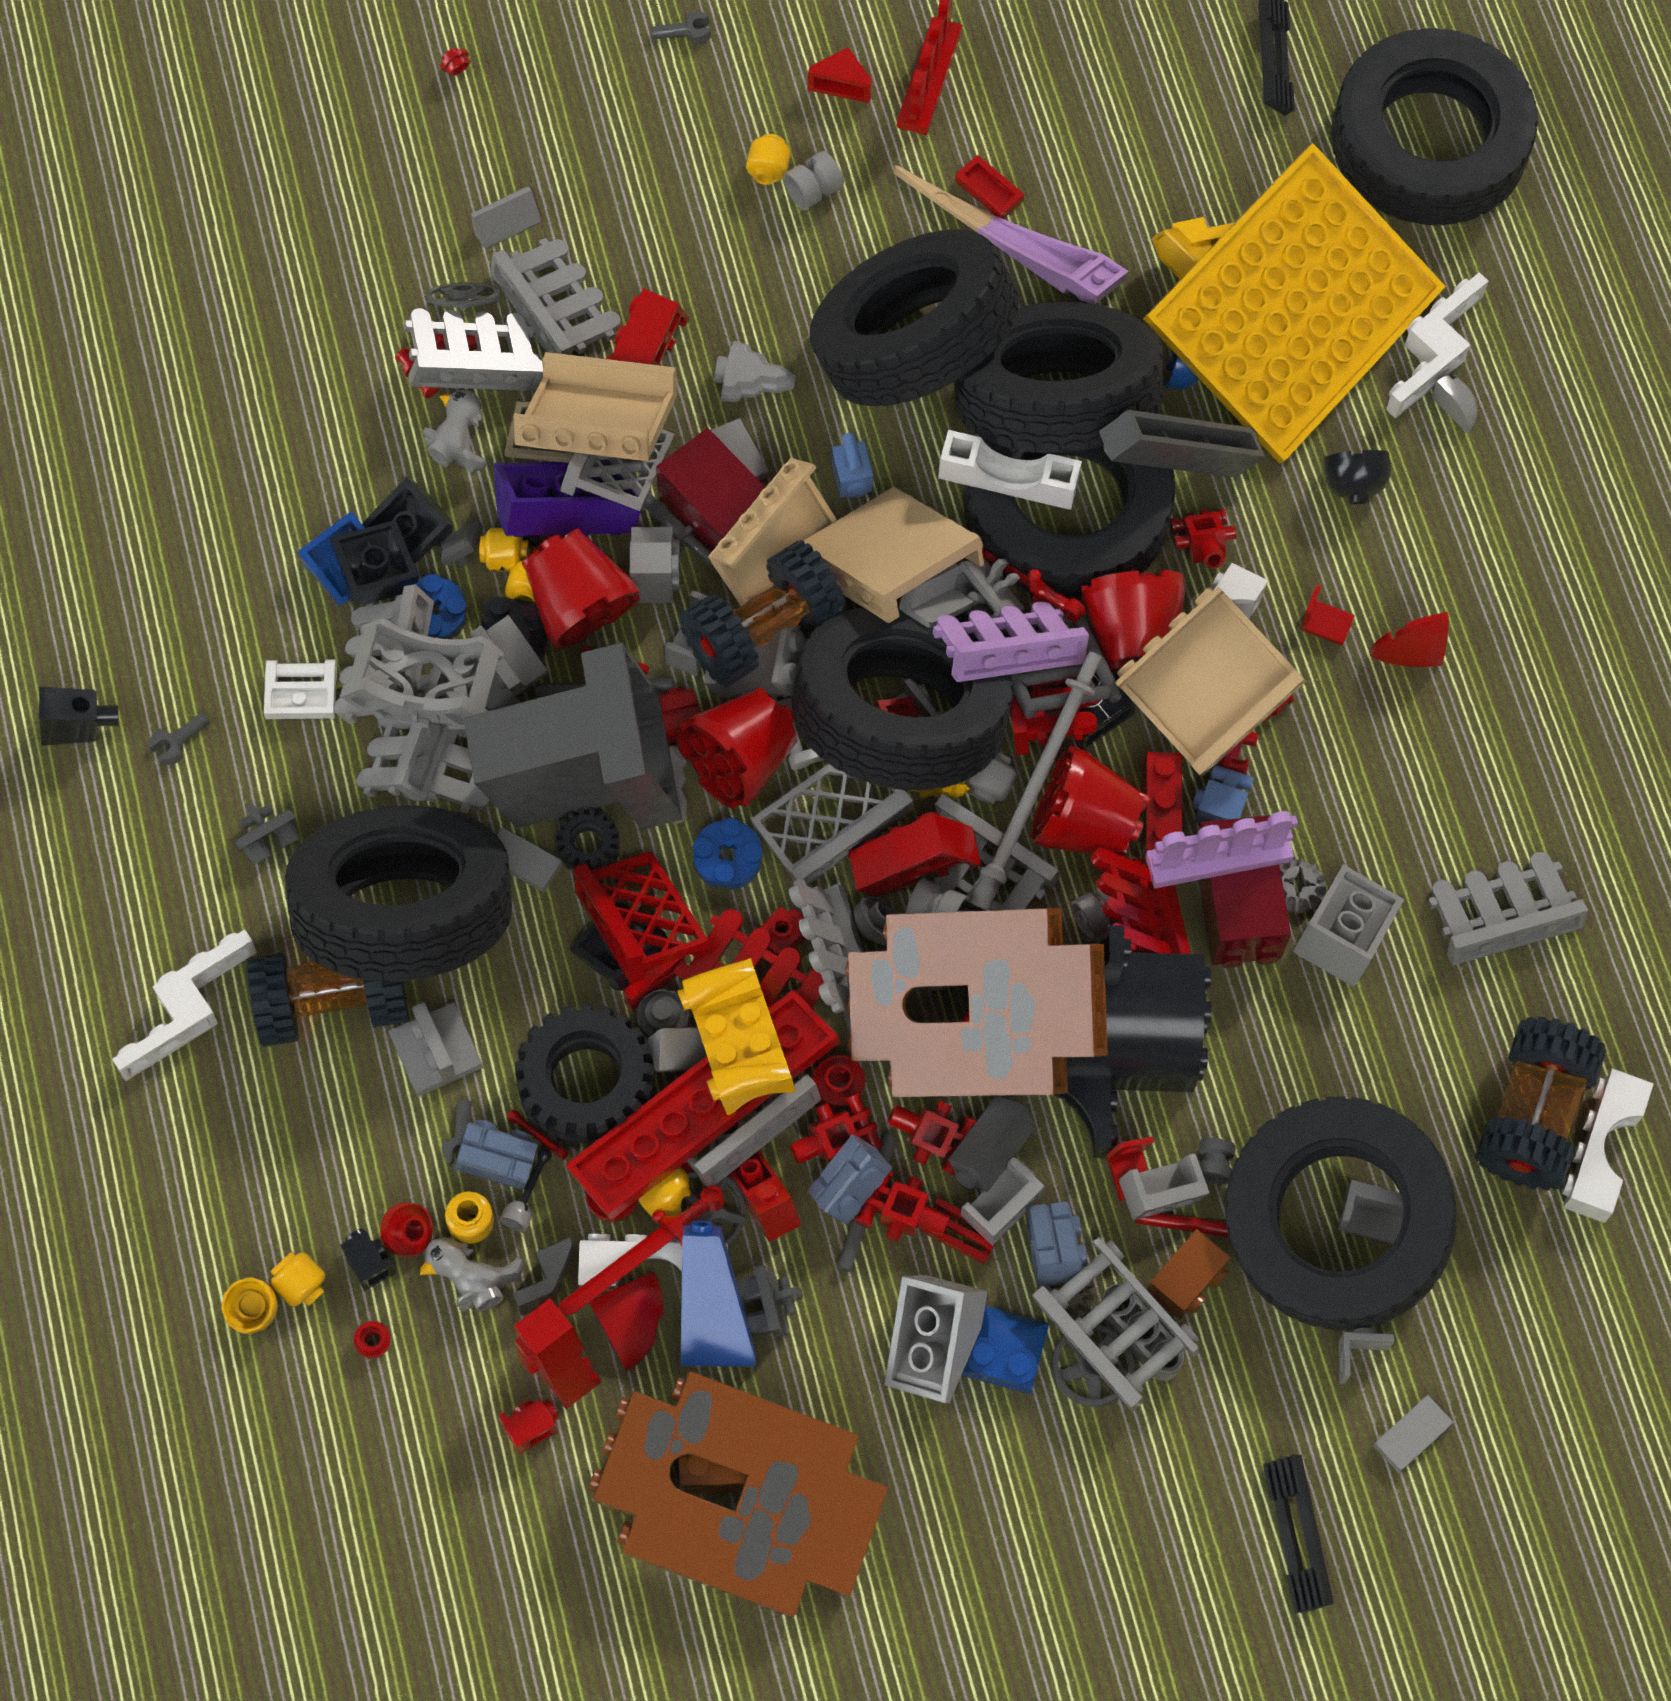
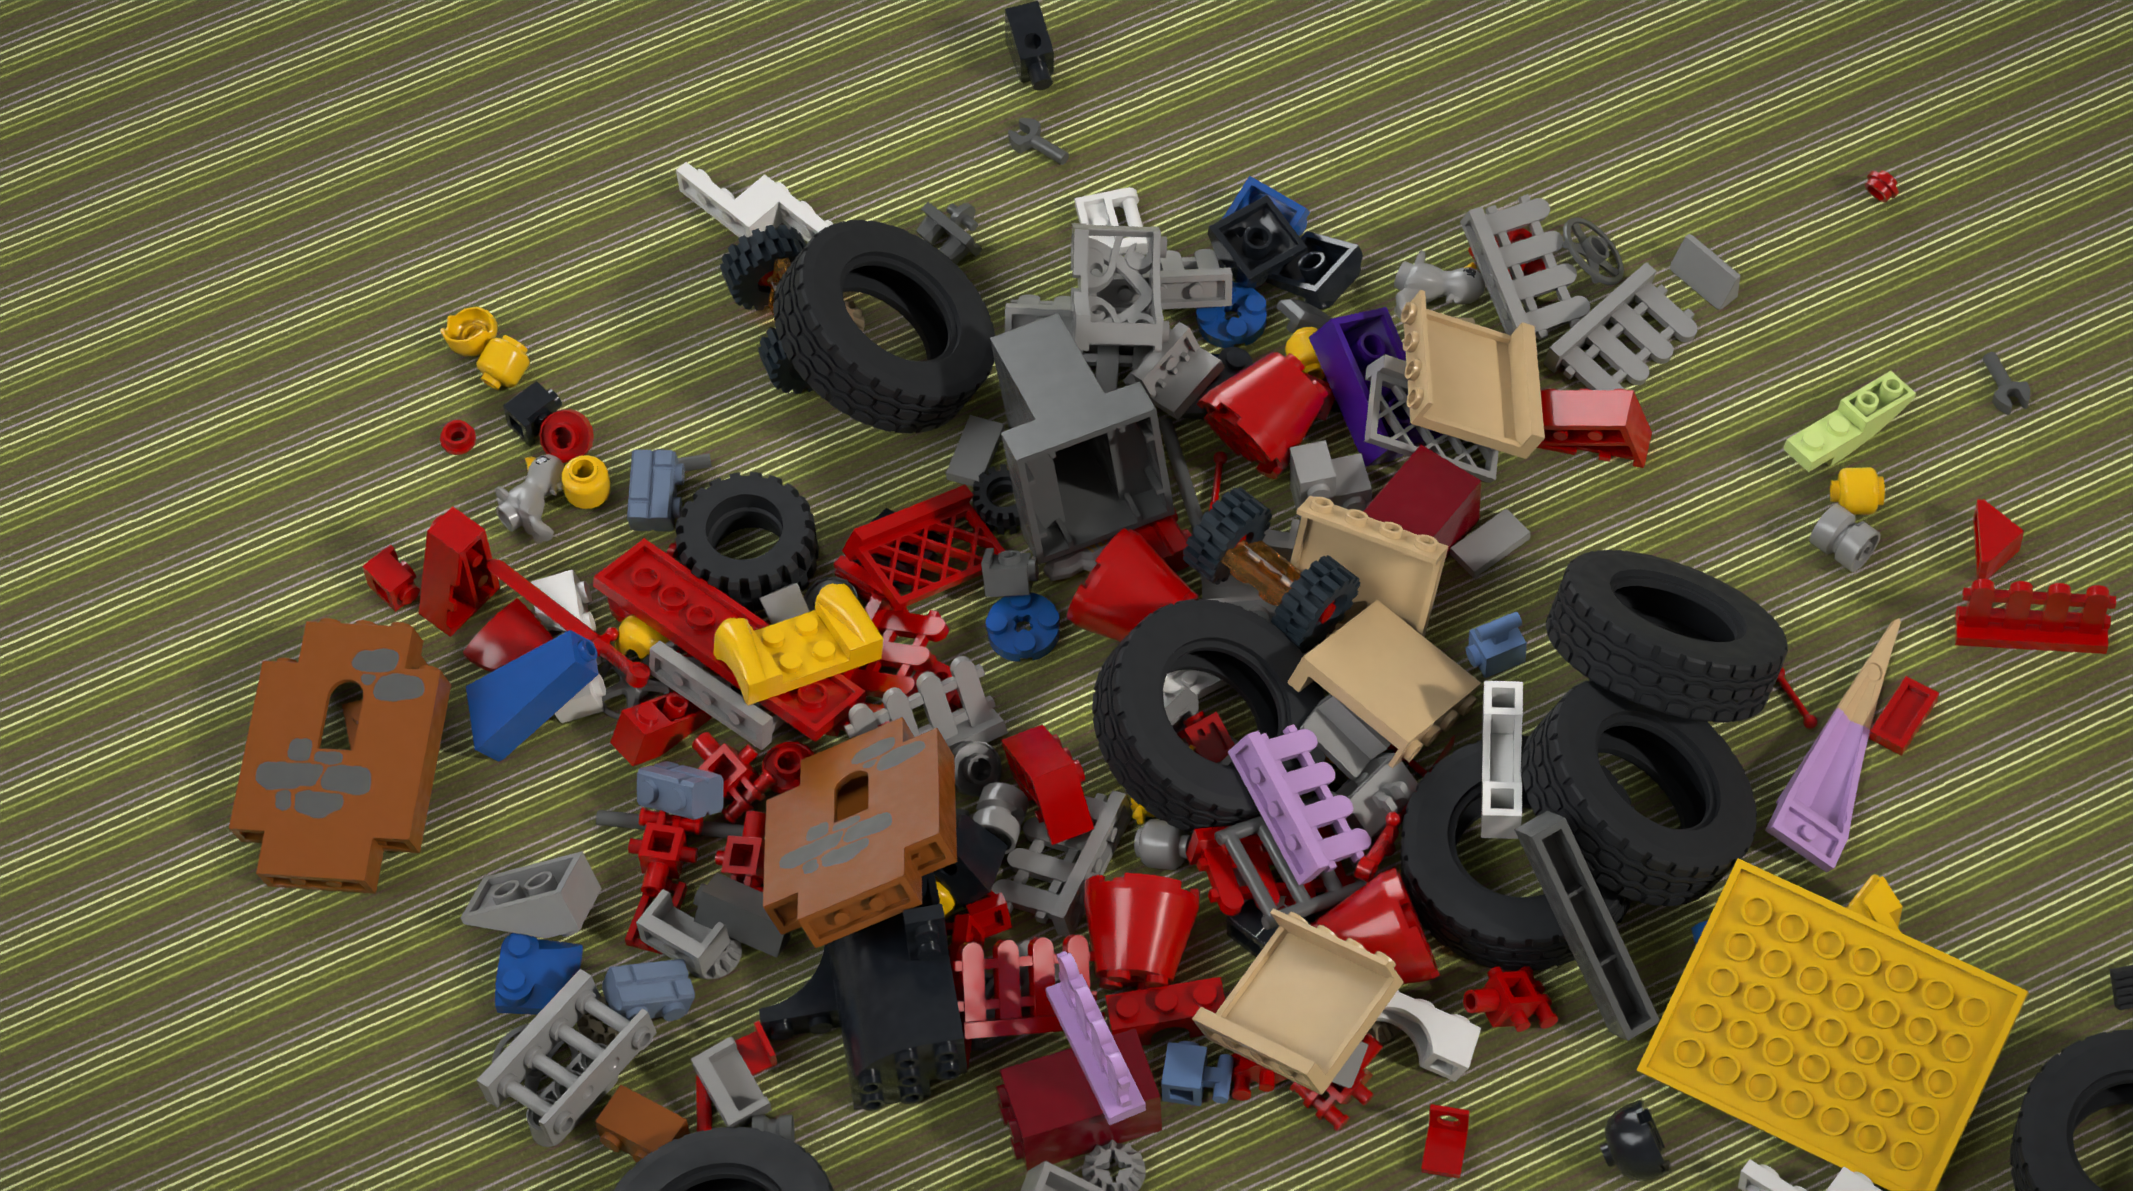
camera: 85 degrees right, 10 degrees down
(435, 1048) = (760, 422): light grey bracket -> none
(517, 1213) = (602, 526): hinge -> none
(554, 1265) = (544, 563): dark grey slope -> none
(681, 848) = (1008, 573): none -> dark grey brick
(695, 147) = (1852, 424): none -> yellowish green slope
(749, 374) = (1585, 522): light grey rock -> none
(764, 1287) = (547, 755): dark grey hips -> none
(836, 848) = (1040, 710): light grey fence -> none
(994, 874) = (1044, 859): light grey bar -> none

